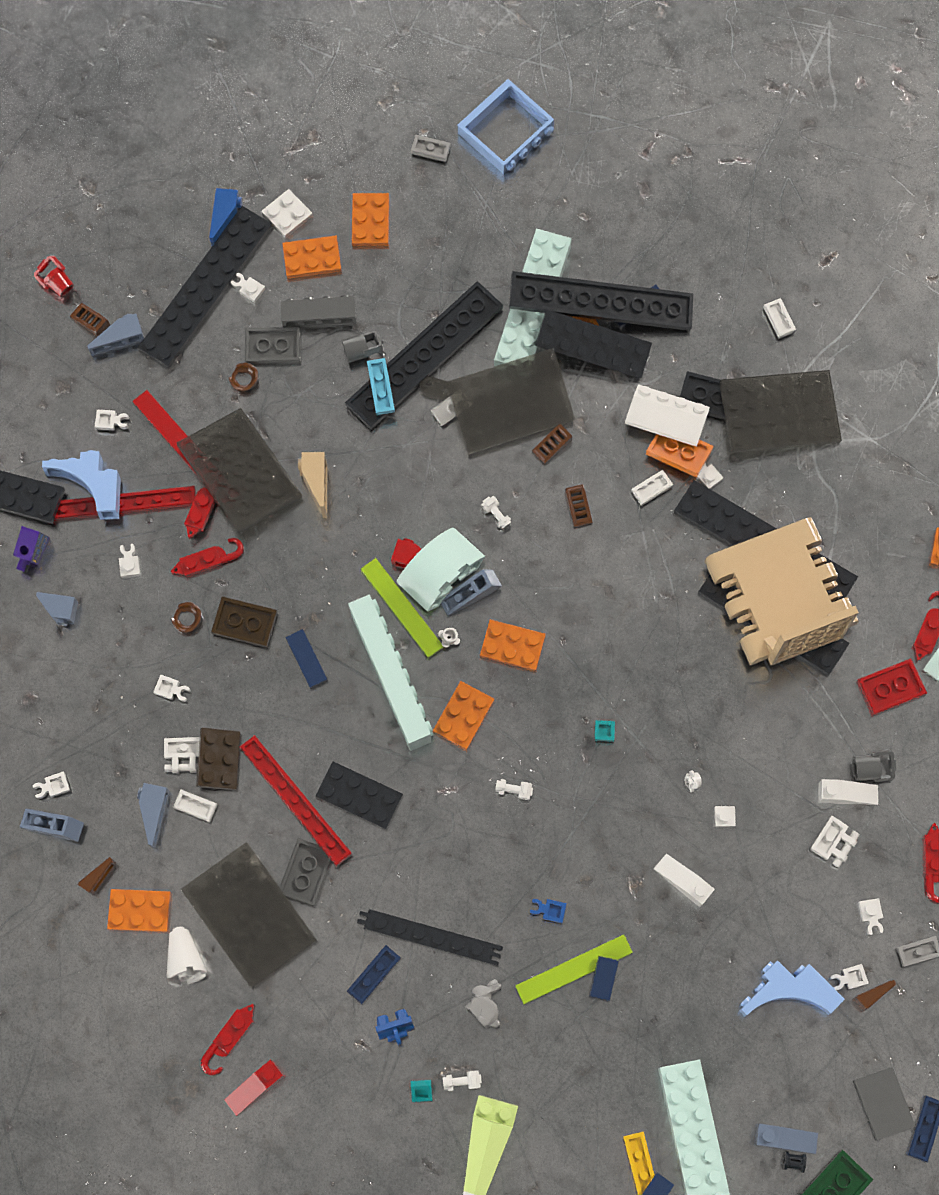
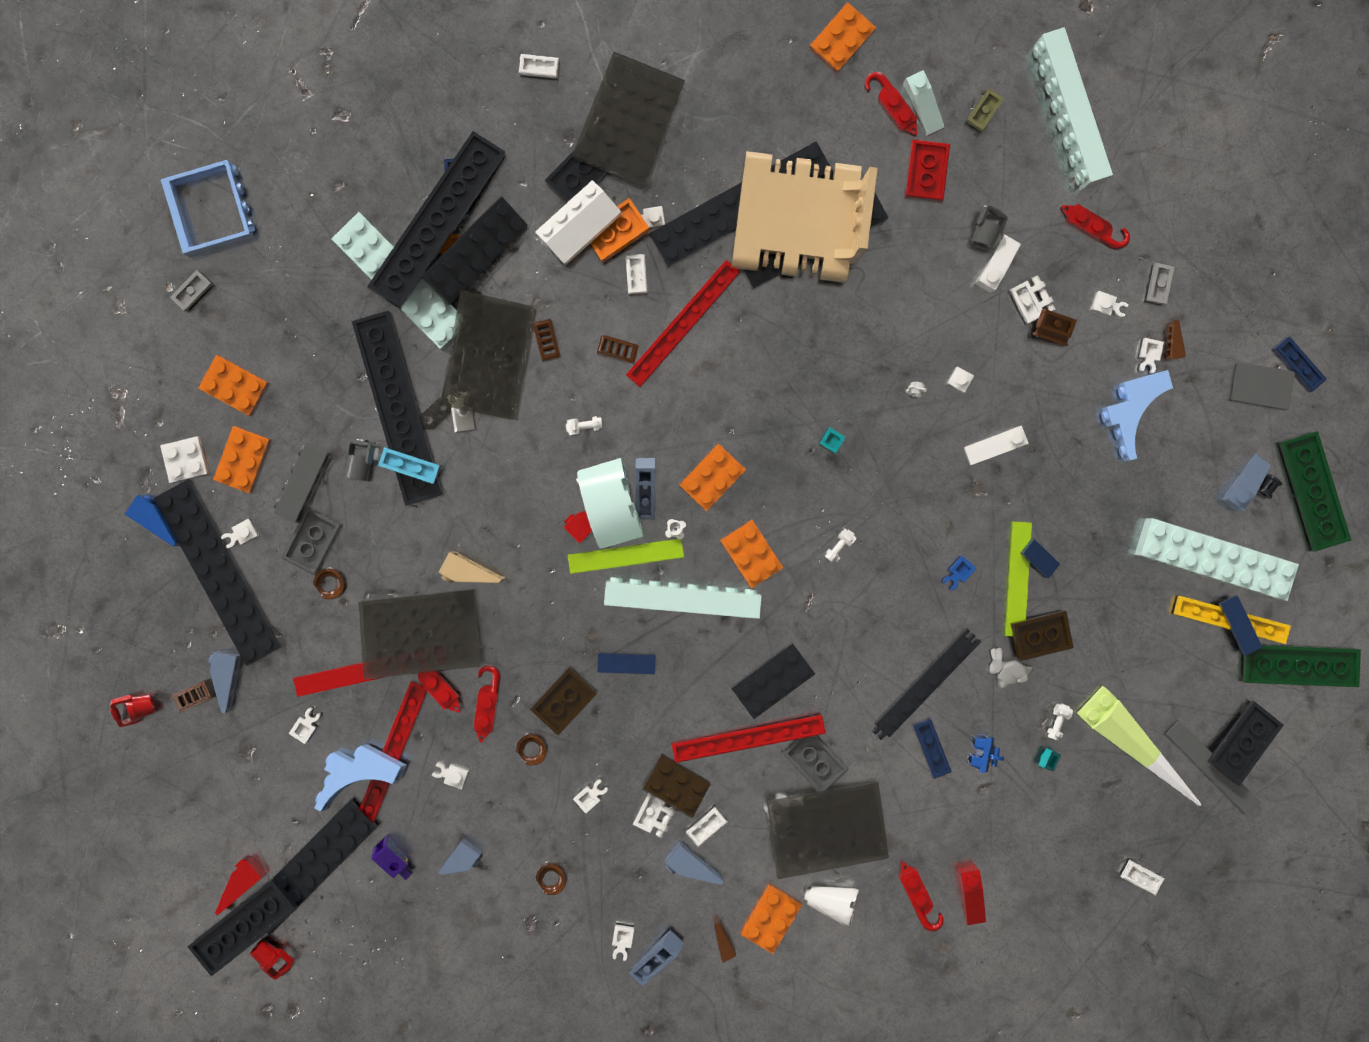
camera: 60 degrees left, 15 degrees up
(78, 684) = (555, 889): none -> reddish brown piece
(533, 1018) = (1042, 635): none -> dark brown plate
(632, 549) = (683, 323): none -> red tile
(821, 874) = (1054, 327): none -> reddish brown plate

